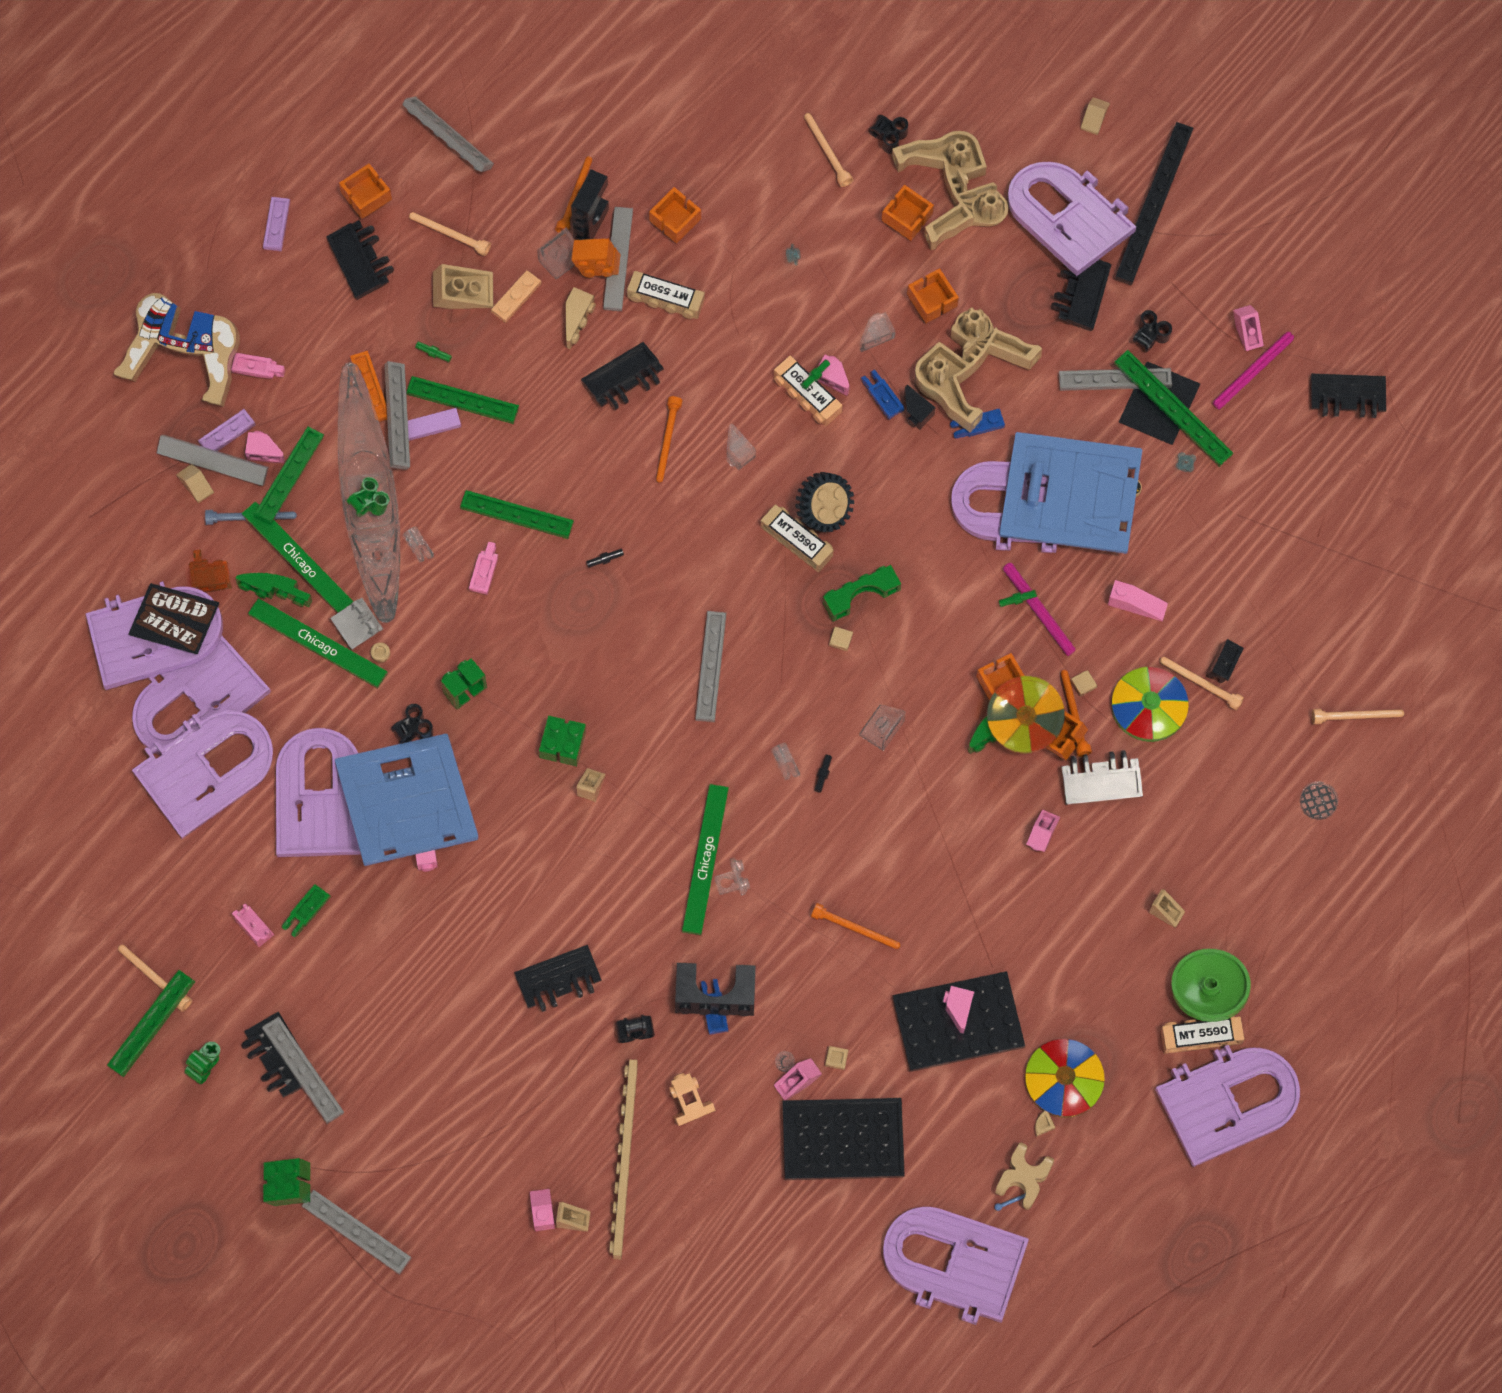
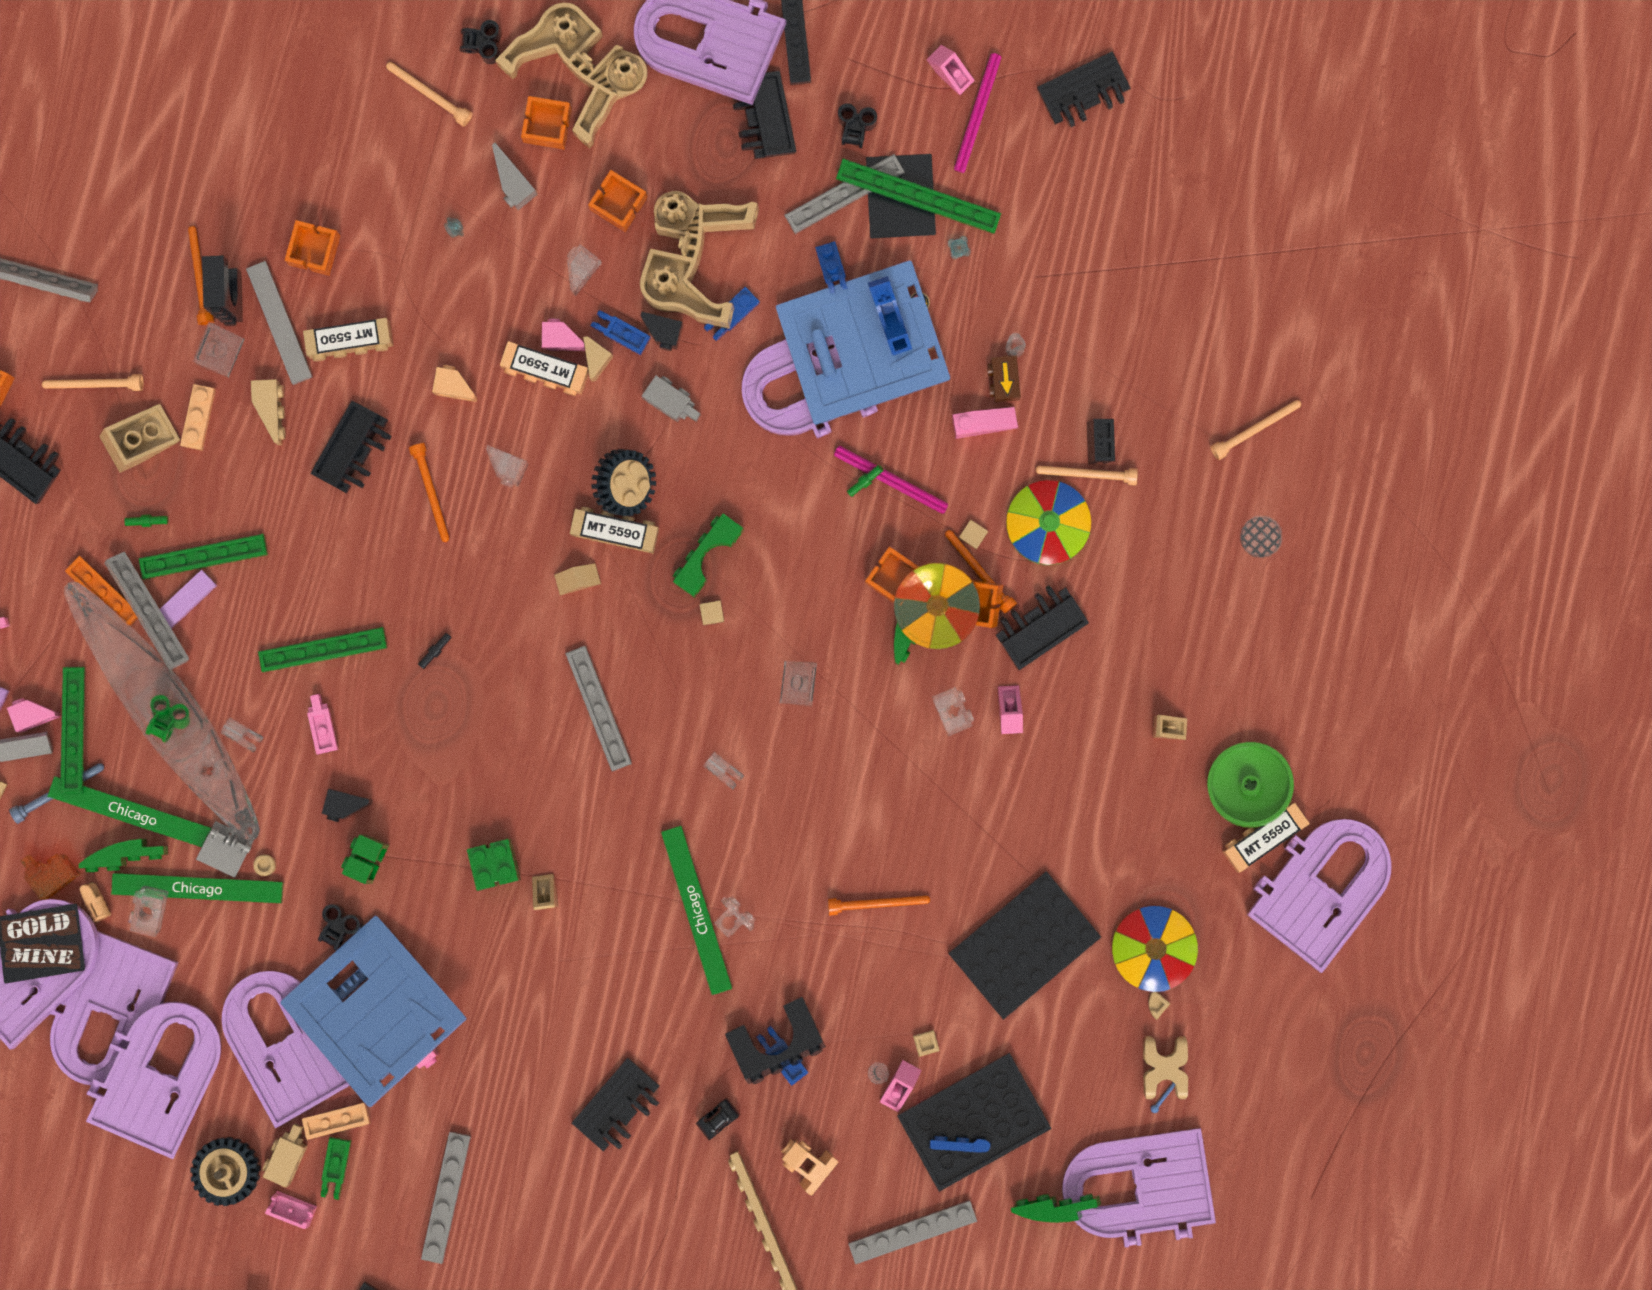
camera: 20 degrees left, 15 degrees up
(218, 867) = (225, 1171): none -> wheel
(232, 613) = (94, 902): none -> light nougat hinge
(271, 882) = (286, 1157): none -> tan hinge
(281, 636) = (155, 900): none -> clear brick
(327, 874) = (336, 1121): none -> light nougat plate
(381, 980) = (446, 1197): none -> light grey plate
(469, 637) = (343, 805): none -> black slope
(596, 257) = (257, 338): orange piece -> none
(727, 367) = (451, 384): none -> light nougat slope
(745, 1202) = (912, 1232): none -> light grey plate
(747, 559) = (577, 578): none -> tan slope
(815, 374) = (544, 350): green bar -> none
(821, 1147) = (961, 1144): none -> blue hinge
(823, 773) = (765, 762): black bar -> none
(853, 404) = (597, 358): none -> tan slope
(857, 247) = (514, 184): none -> light grey slope
(868, 1237) = (1047, 1210): none -> green slope
(893, 462) = (669, 400): none -> light grey hinge
(958, 1006) = (1019, 935): bright pink slope -> none
(995, 819) = (950, 722): none -> clear brick
(1076, 424) = (831, 265): none -> blue hinge
(1103, 477) = (890, 315): none -> blue arch
(1171, 577) = (1004, 379): none -> reddish brown brick
(1192, 557) = (1018, 350): none -> clear hinge

